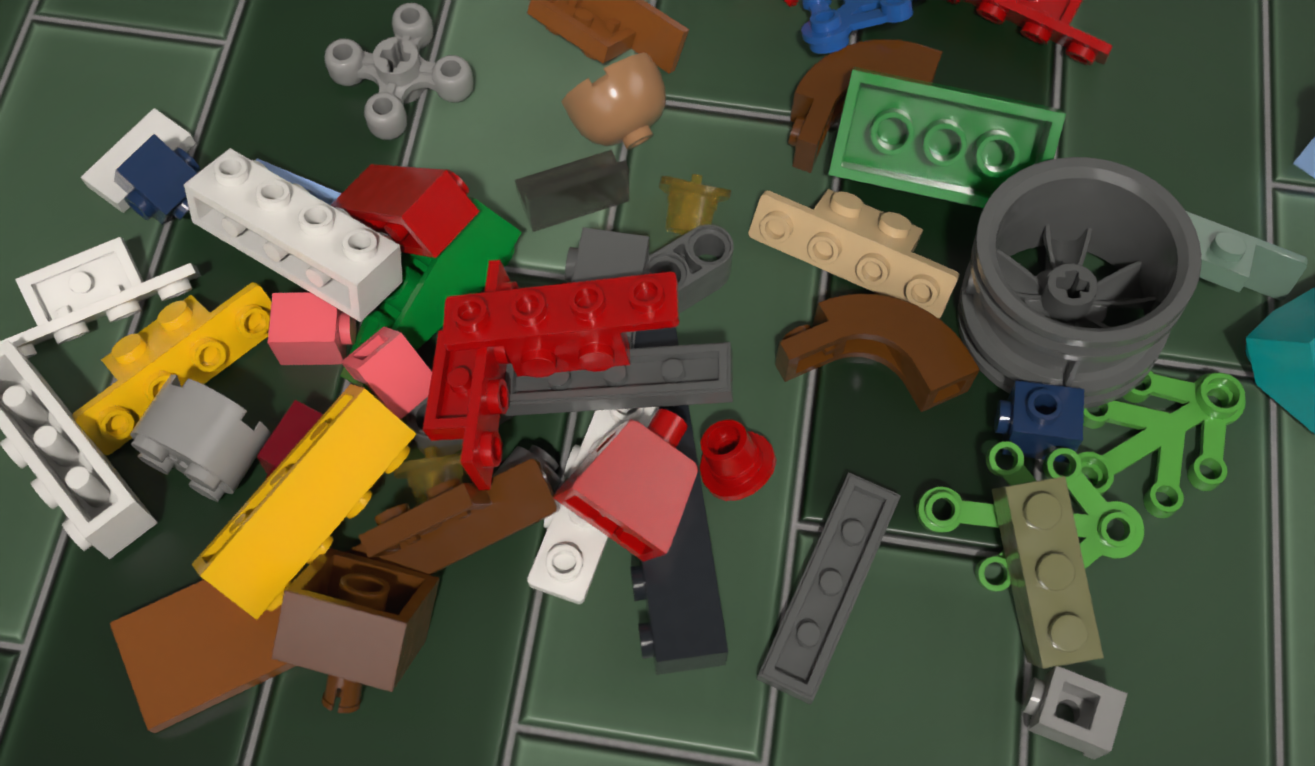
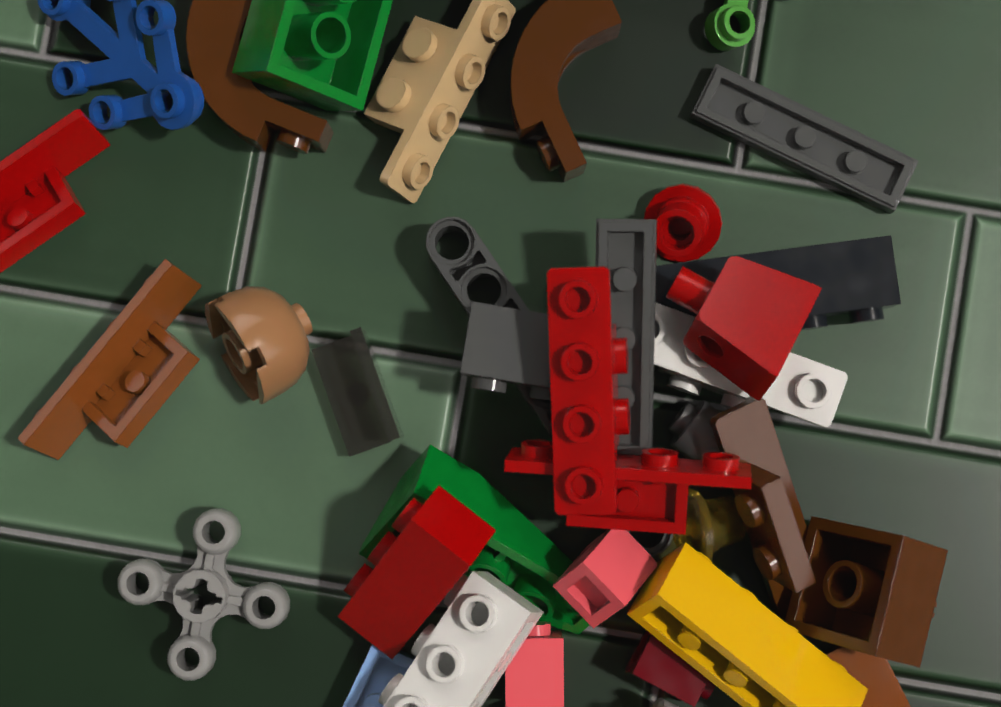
camera: 90 degrees left, 20 degrees up
(690, 203) = (389, 260): clear yellow piece -> none

